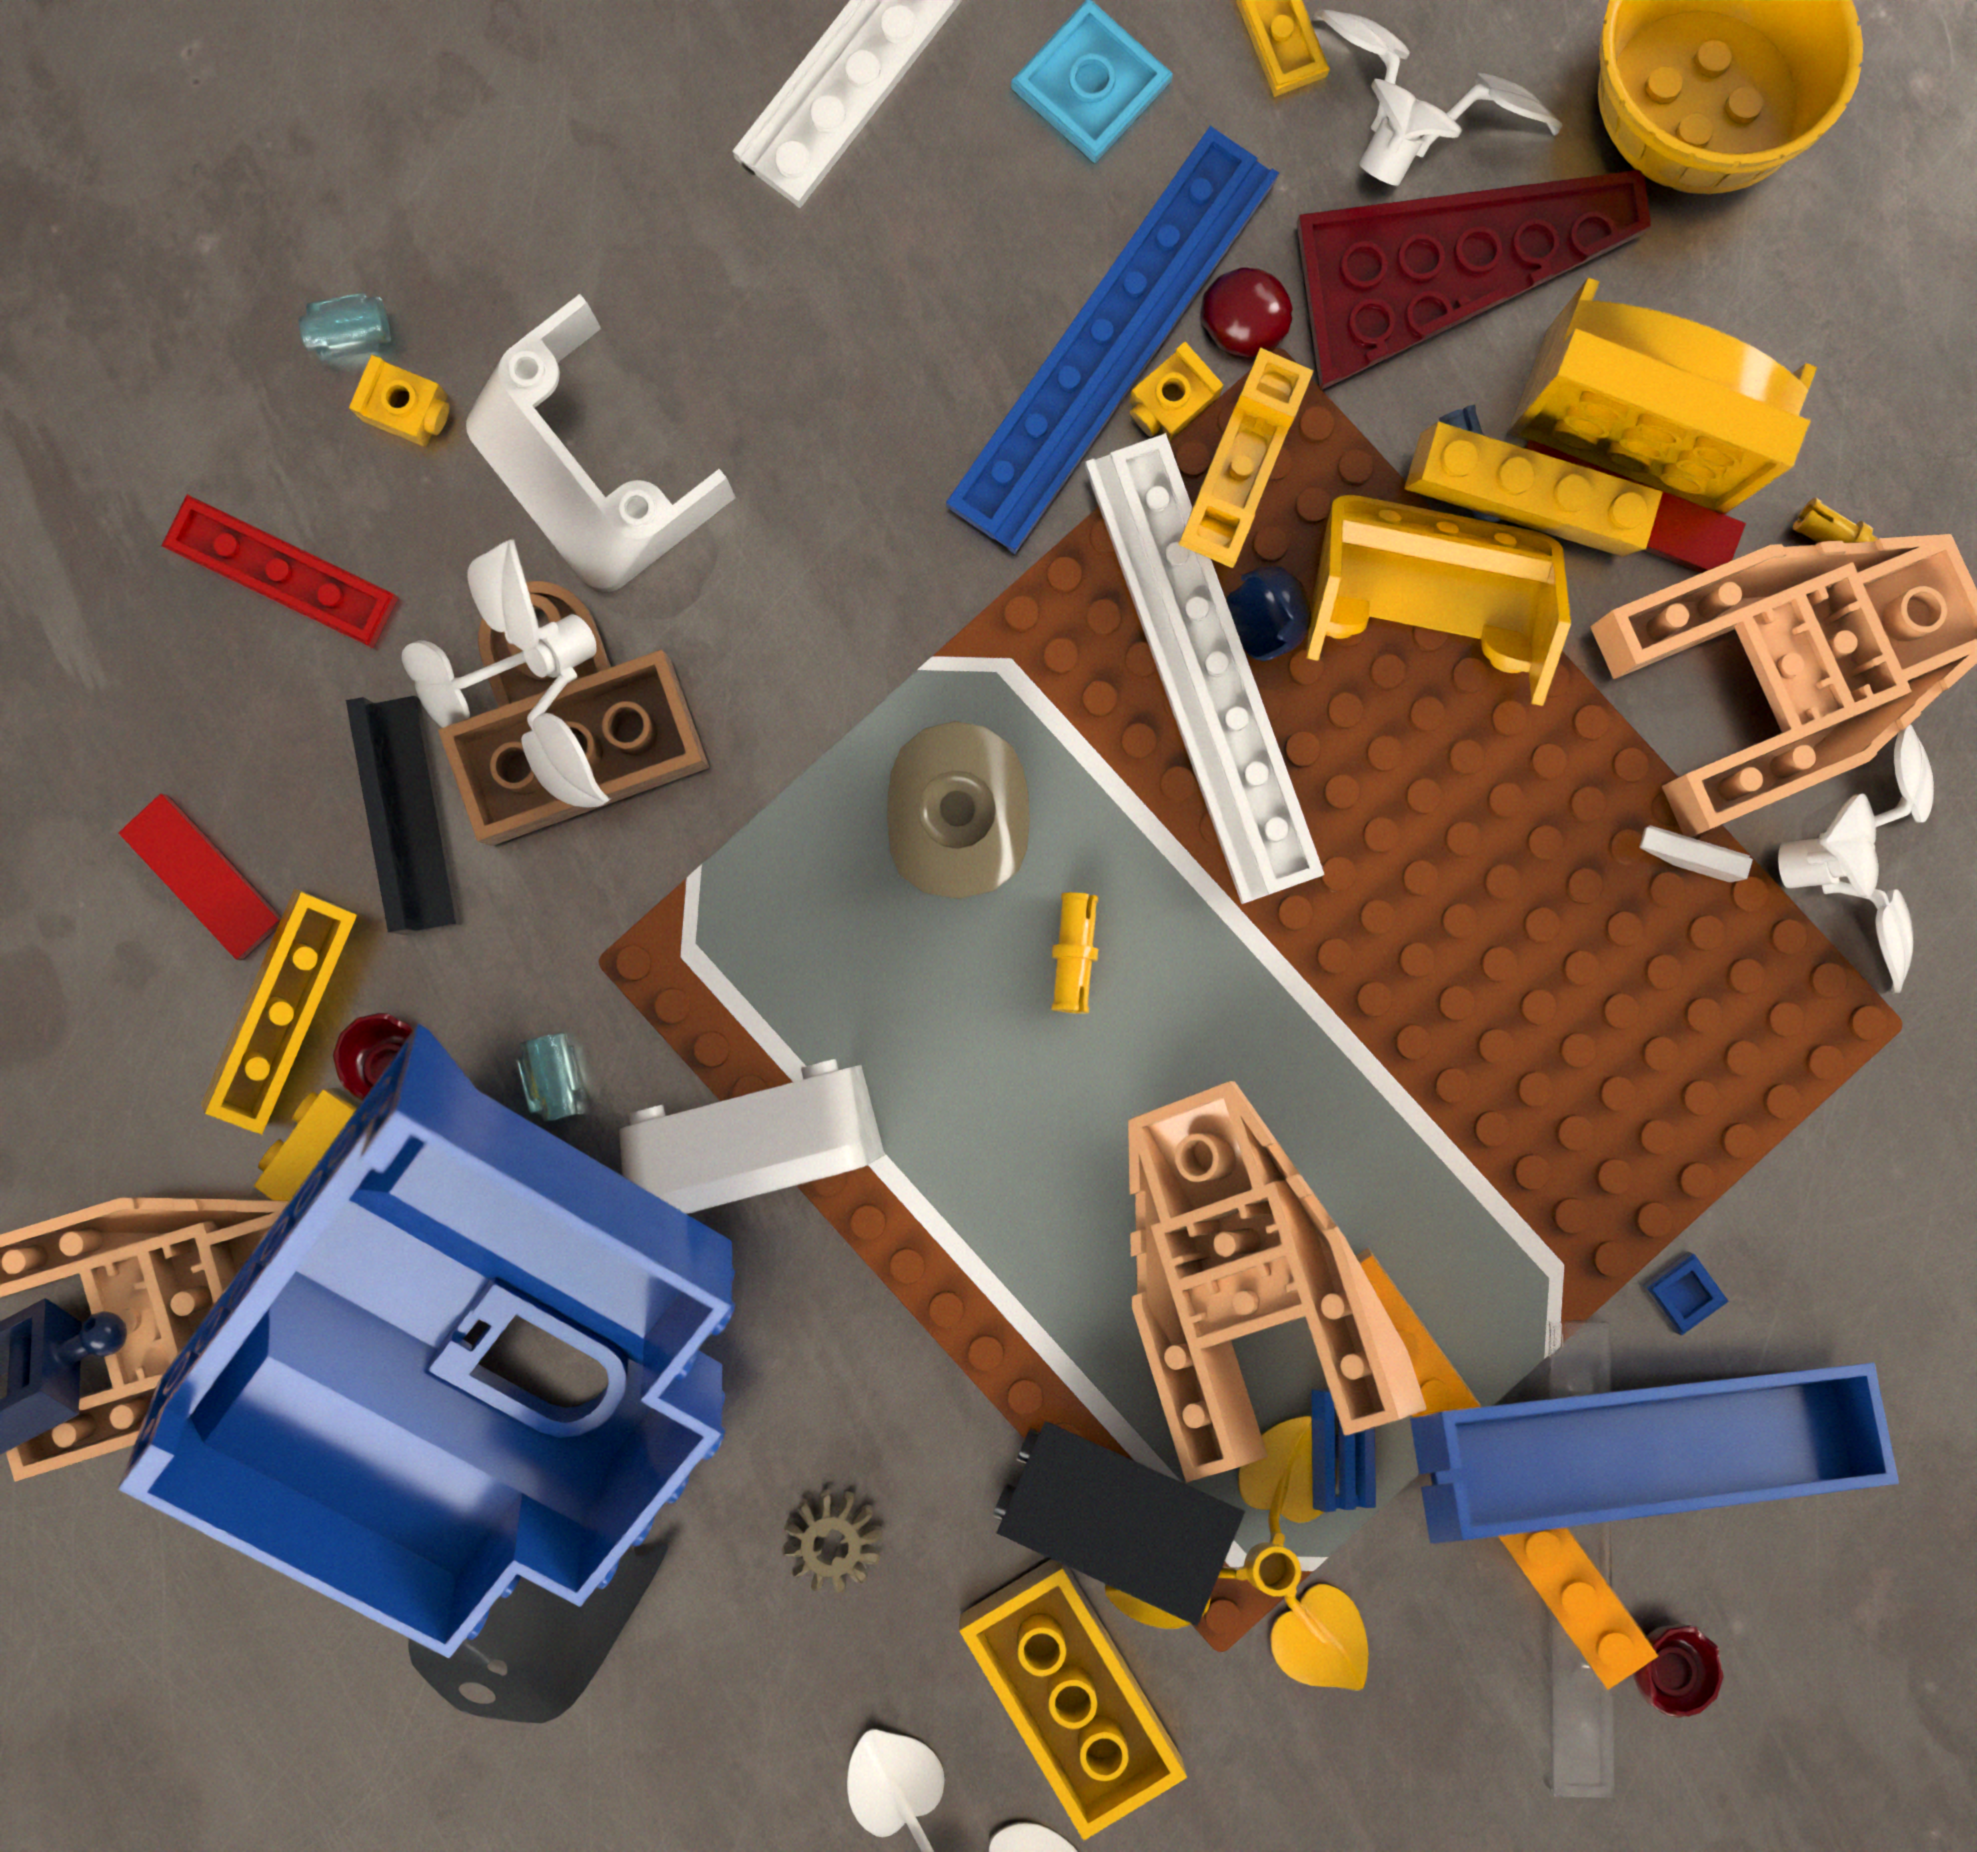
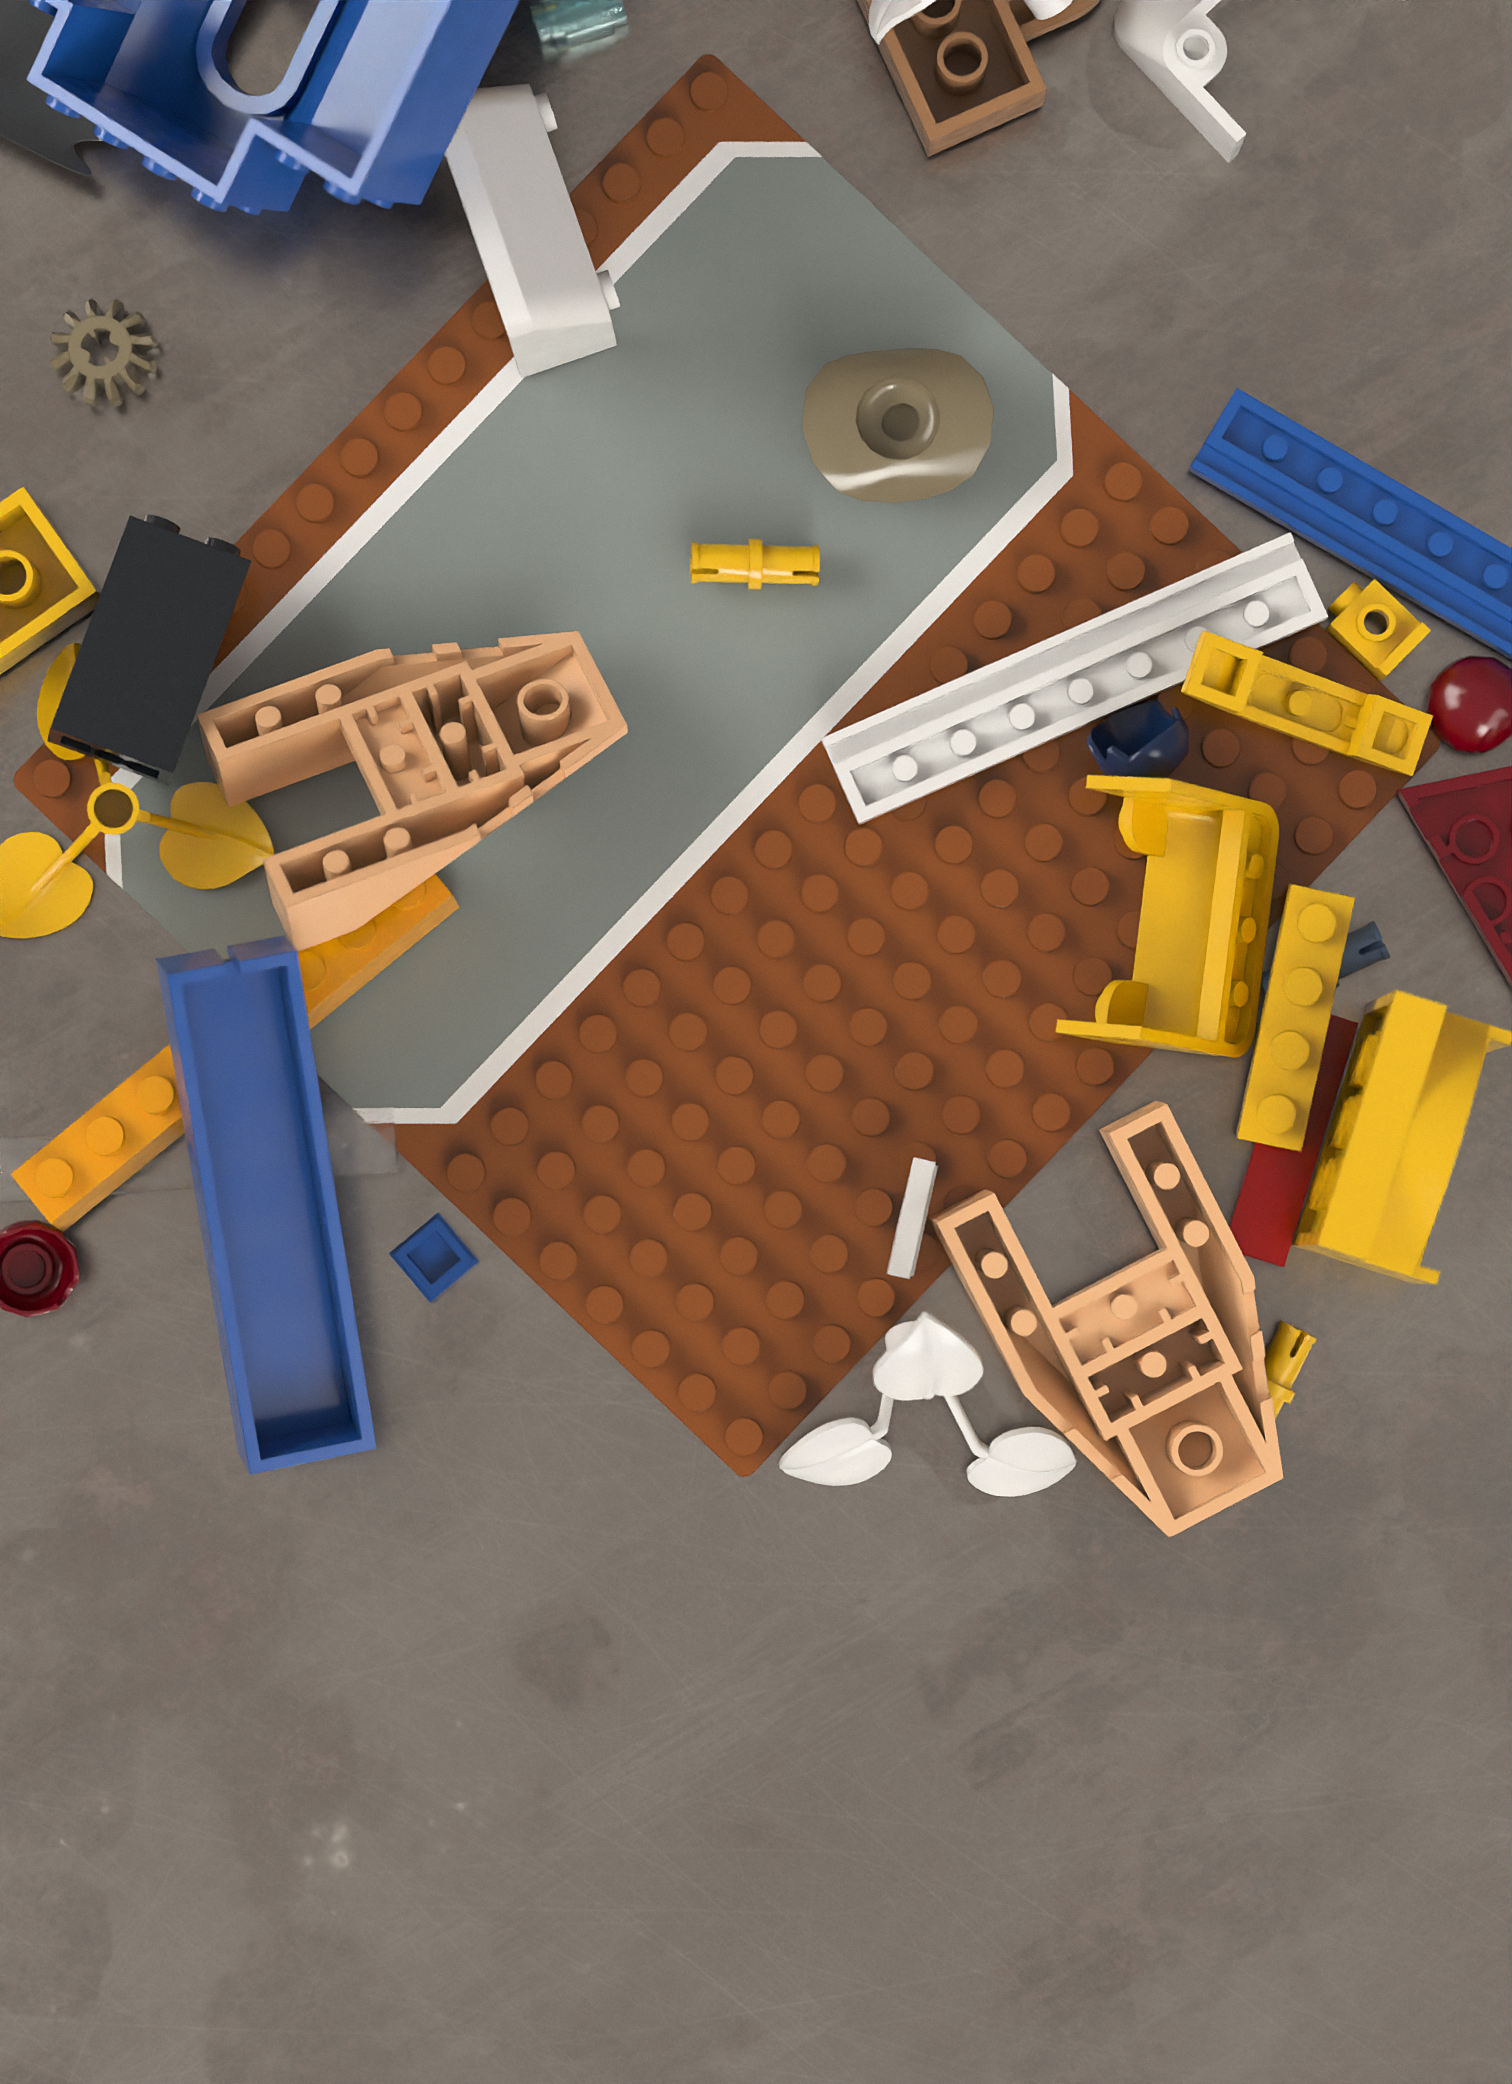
camera: 90 degrees right, 0 degrees up
(1355, 1458) = (223, 916): blue tile -> none

